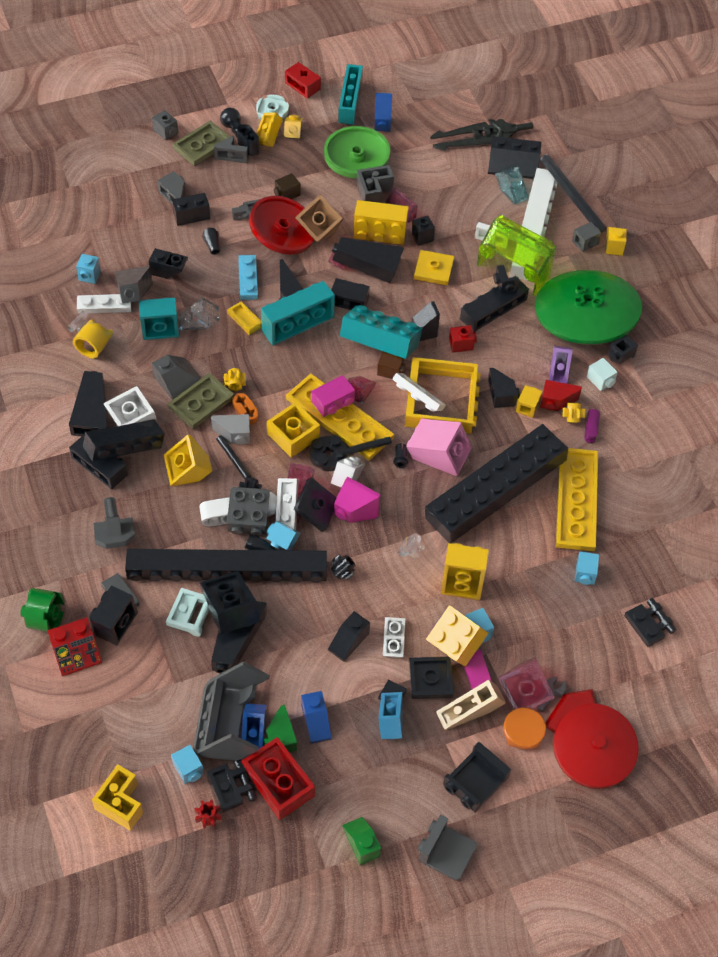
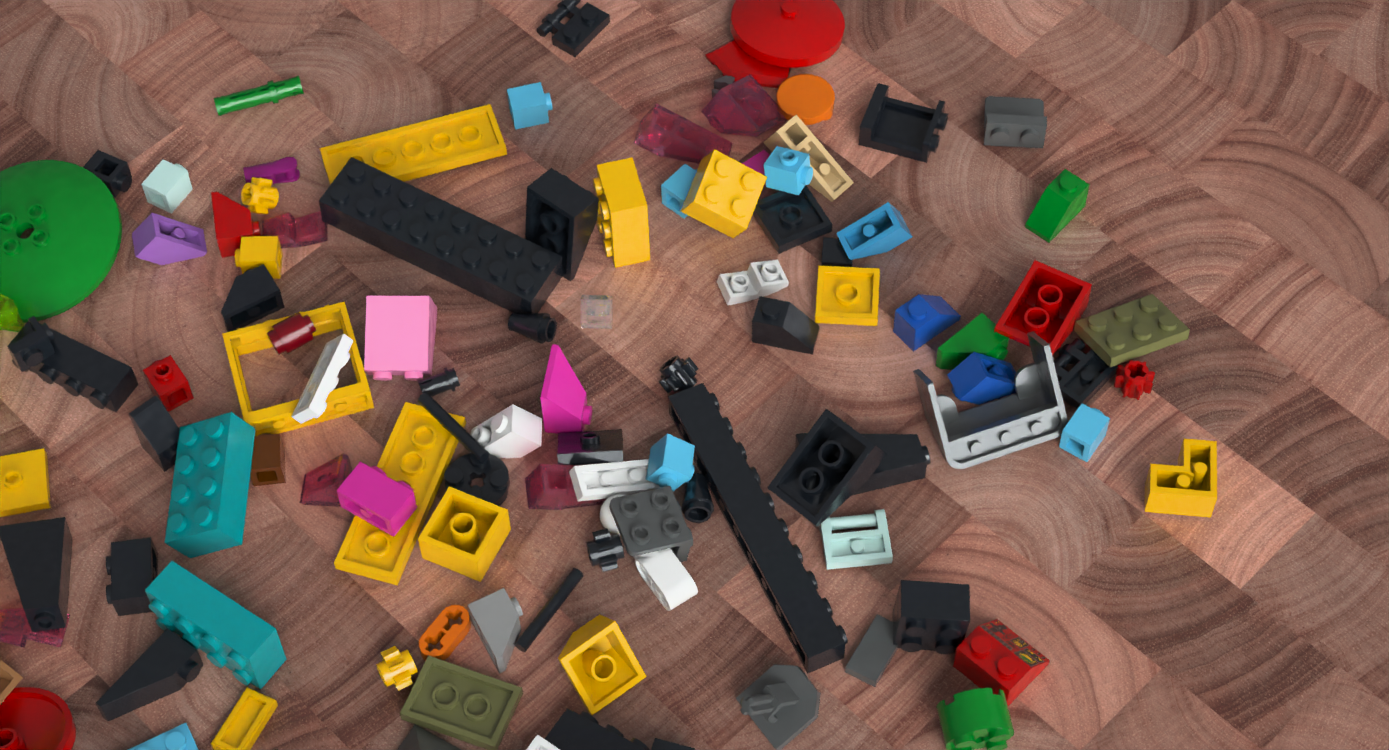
camera: 110 degrees left, 0 degrees up
(242, 830) = (1131, 330): none -> olive plate
(356, 682) = (847, 295): none -> yellow plate
(415, 512) = (535, 326): none -> black cone
(458, 389) = (291, 333): none -> dark red brick
(460, 681) = (788, 170): none -> medium azure brick
(474, 530) = (560, 218): none -> black slope
(519, 641) = (677, 137): none -> clear pink slope
(546, 417) = (296, 232): none -> clear pink slope
(656, 449) = (255, 96): none -> green pin

